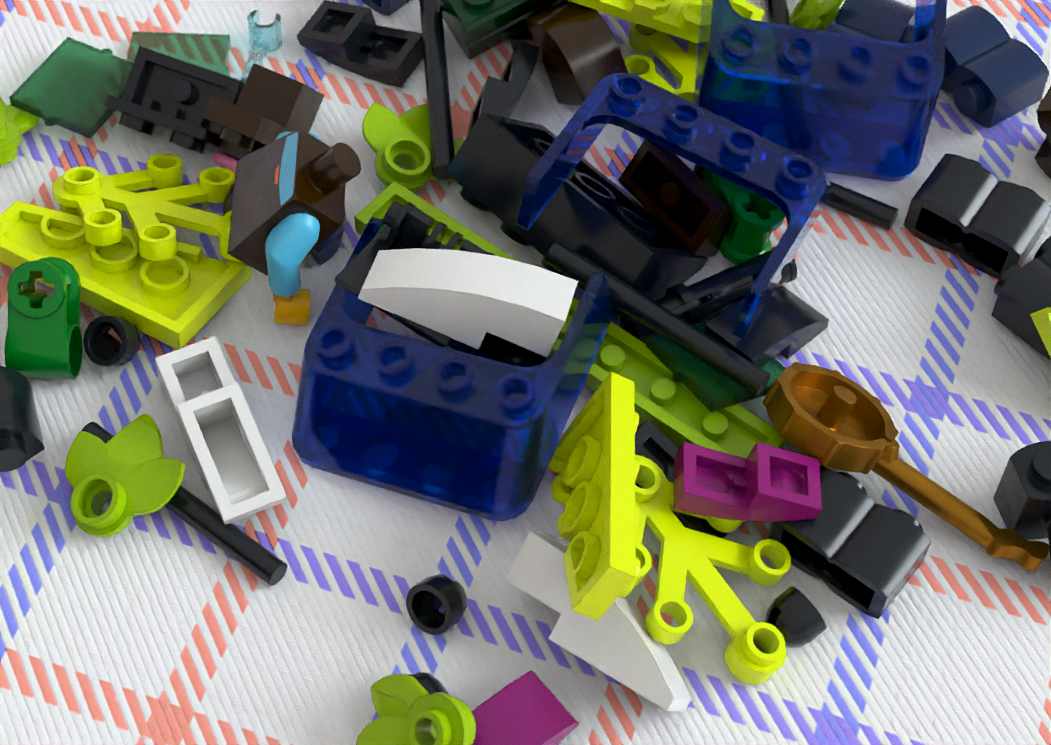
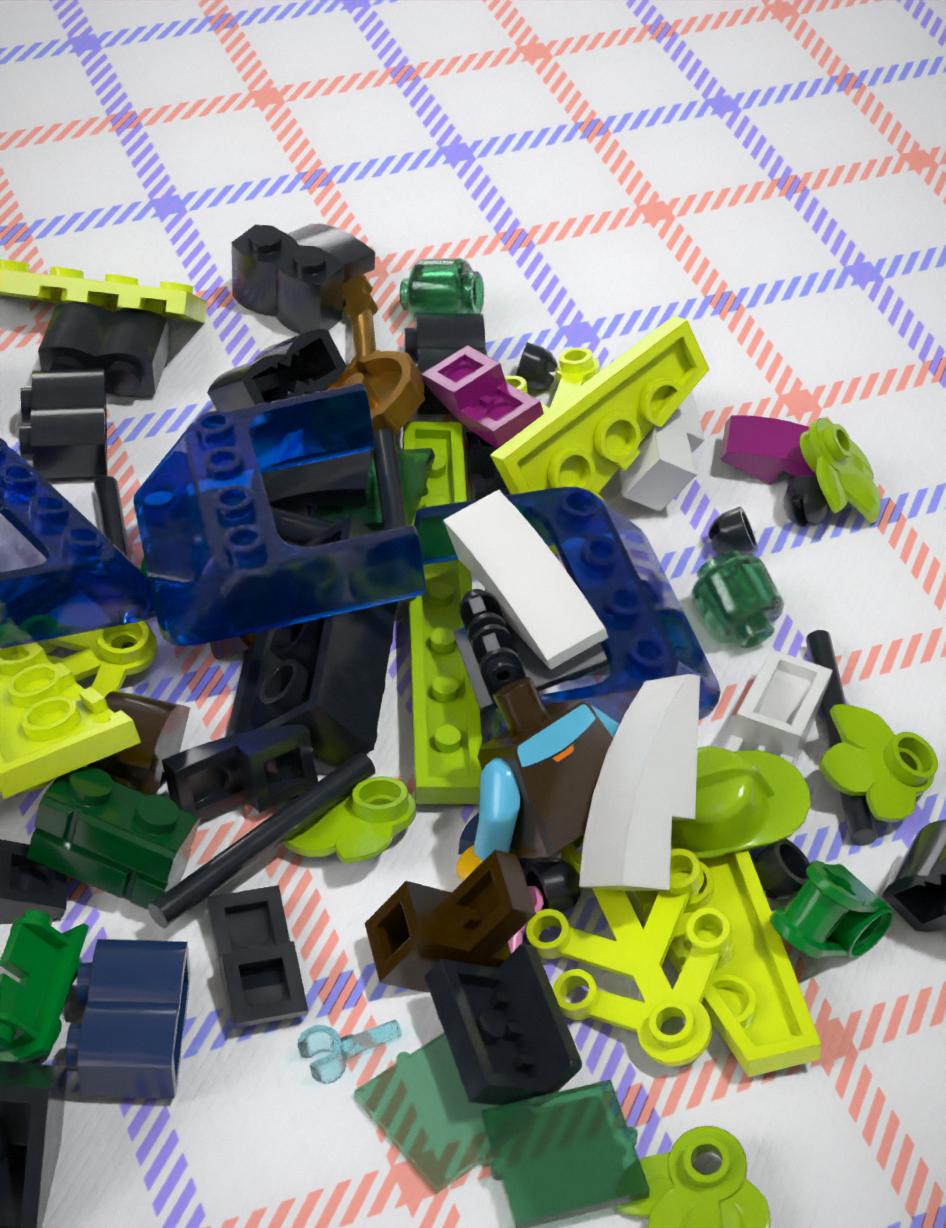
camera: 135 degrees left, 10 degrees down
(182, 321) = (742, 803): none -> lime piece
(210, 216) = (644, 788): none -> white slope
(360, 523) = (737, 599): none -> clear green head
(912, 369) = (280, 372): none -> black brick
(960, 609) = (442, 287): none -> clear green head

